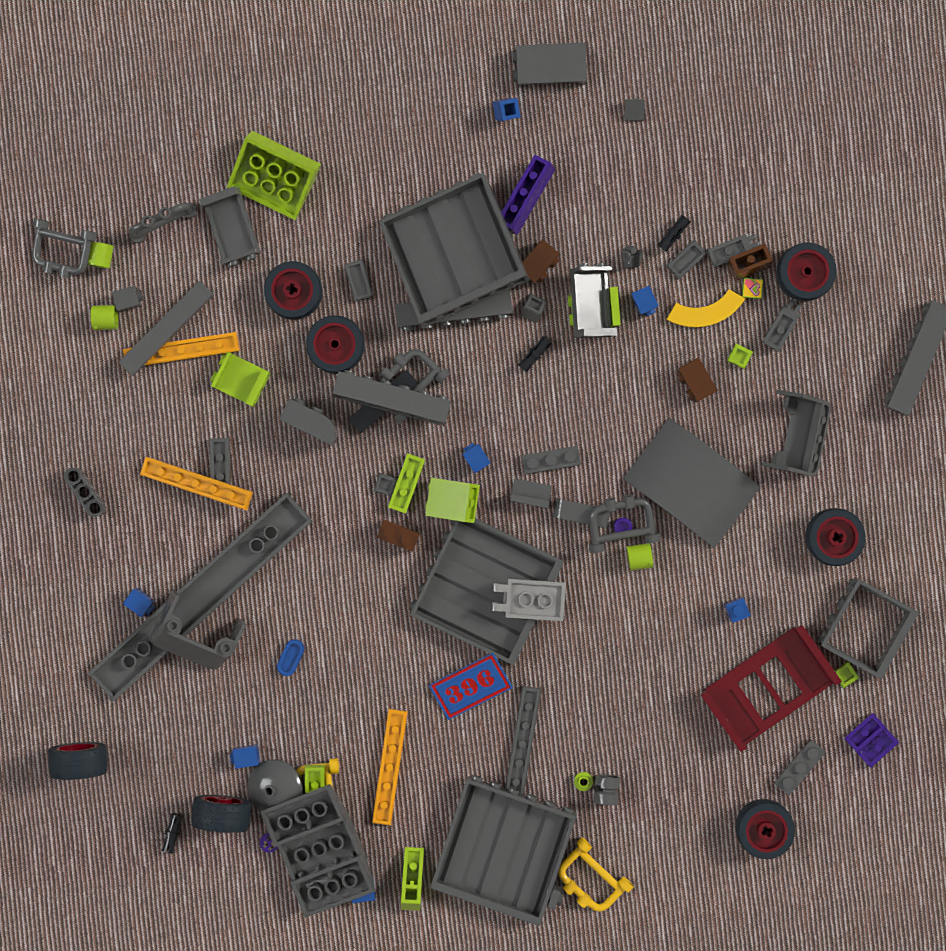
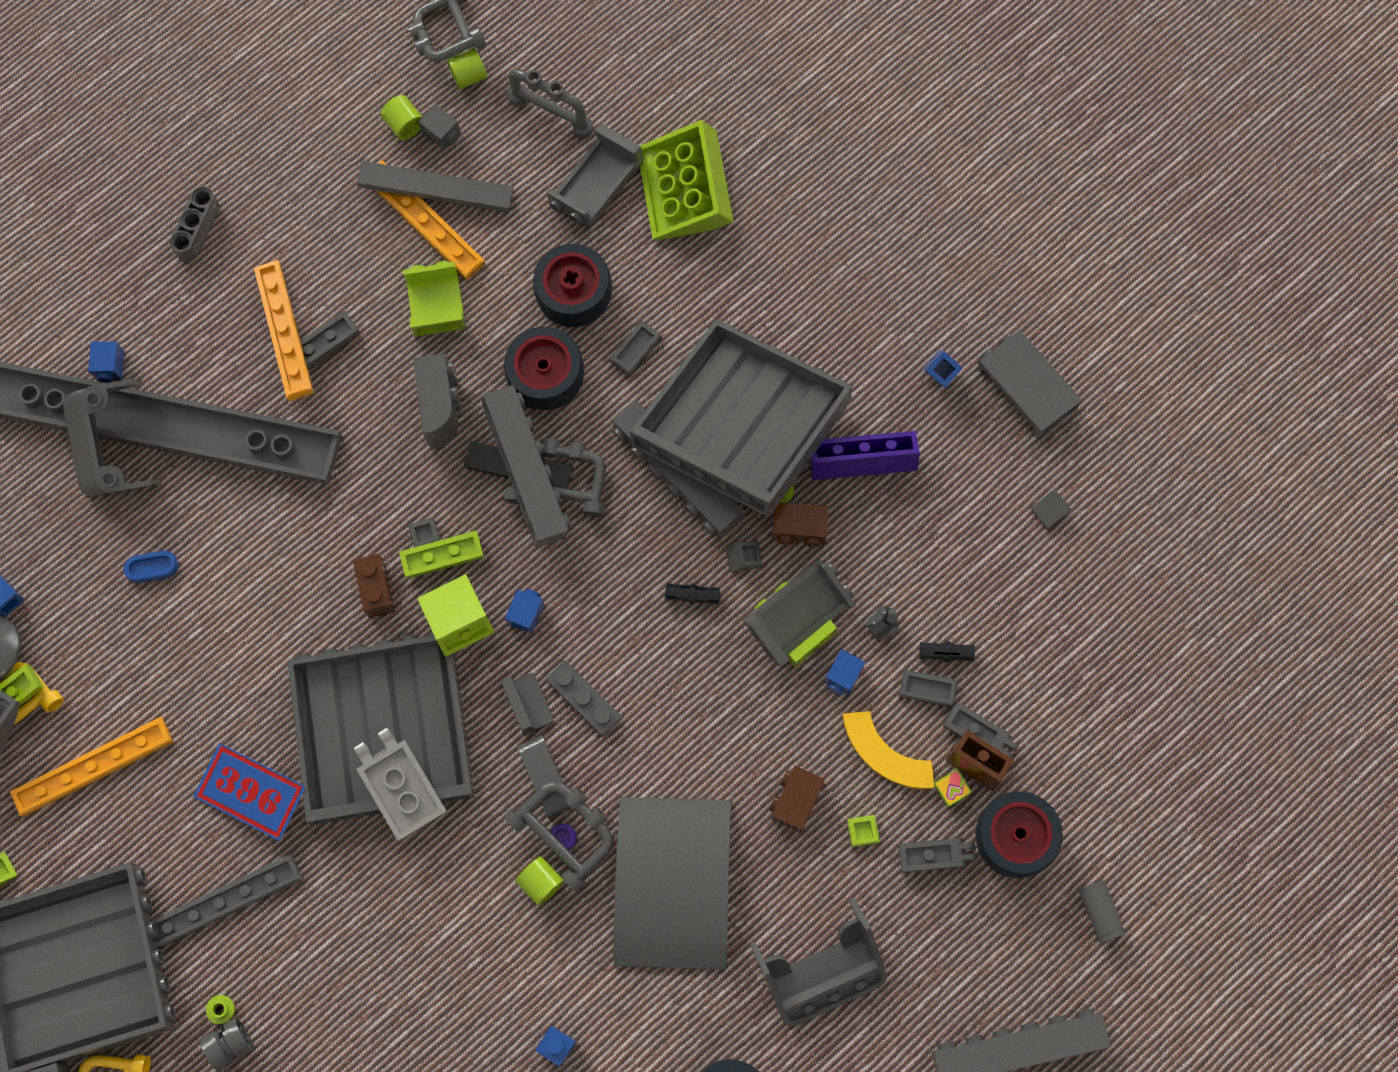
camera: 55 degrees right, 15 degrees down
(879, 257) = (1101, 911): none -> dark grey pin

